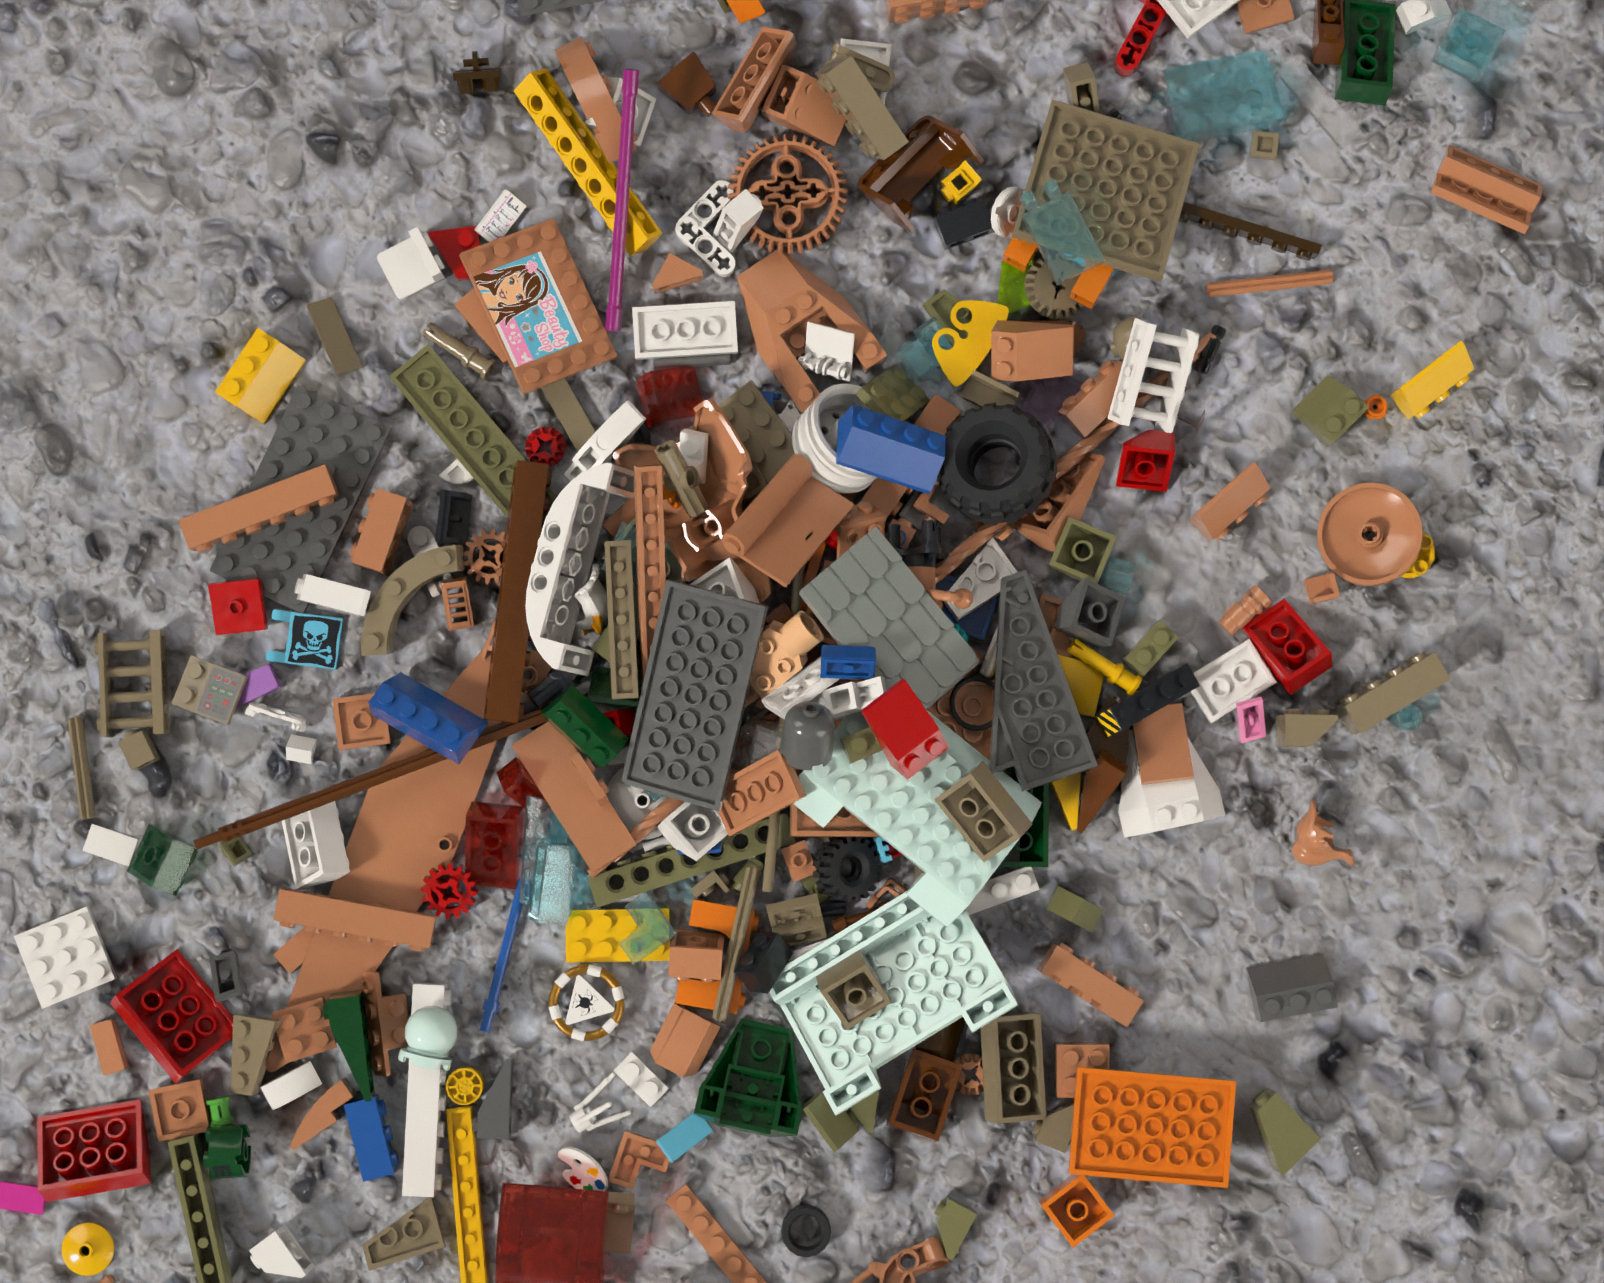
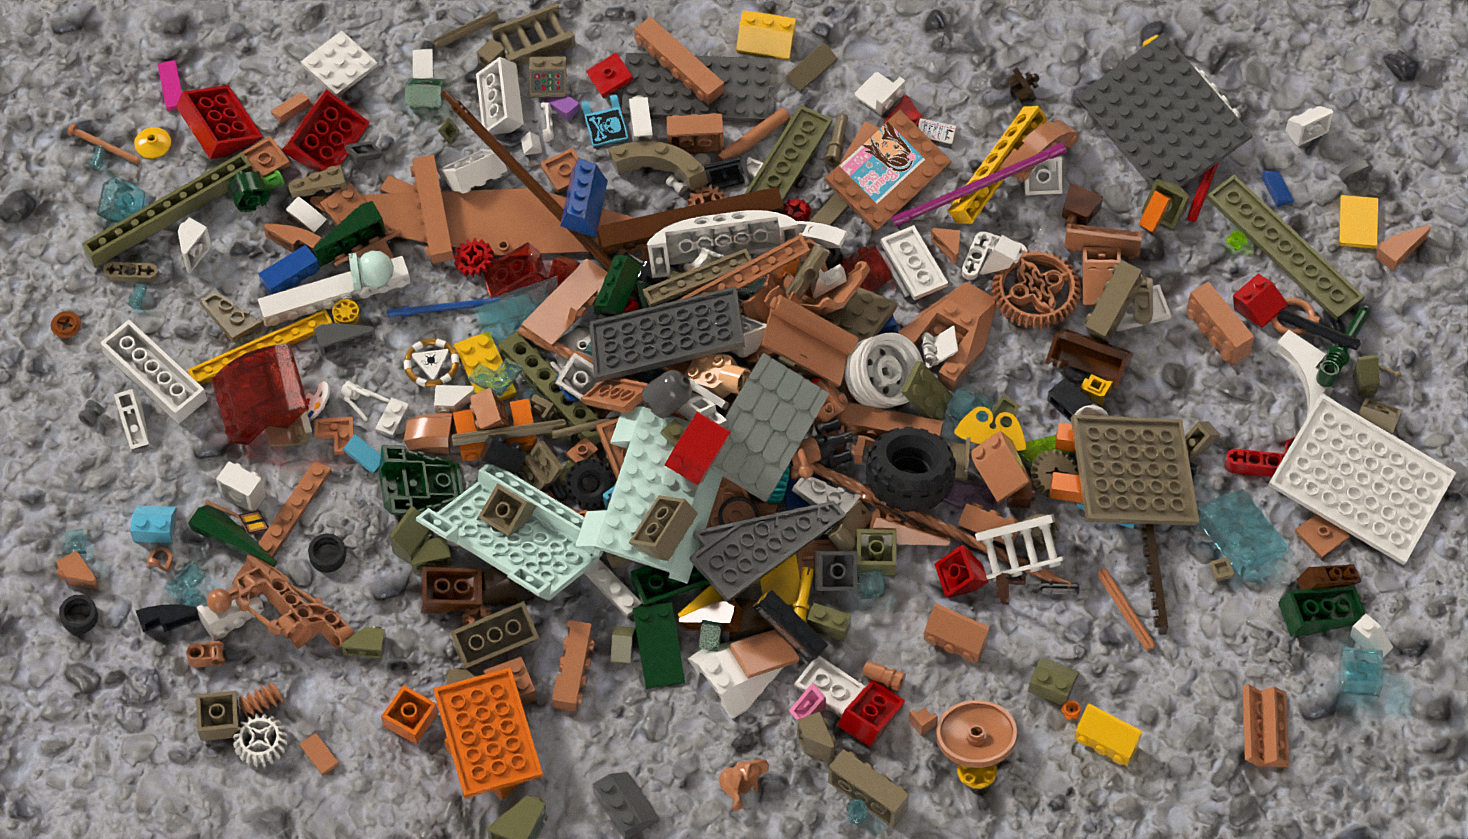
camera: 70 degrees right, 25 degrees down
(212, 764) = (500, 97): none -> white slope
(411, 456) = (755, 135): none -> nougat piece
(453, 583) = (670, 200): nougat slope -> none
(648, 996) = (452, 398): none -> white slope
(847, 662) = (727, 400): blue slope -> none
(889, 448) = (887, 389): slope -> none
(1023, 557) = (845, 532): none -> dark tan door
(1061, 233) = (1086, 442): clear light blue tile -> none
(1098, 867) = (658, 645): none -> dark green slope
(1122, 803) = (710, 635): none -> clear green slope

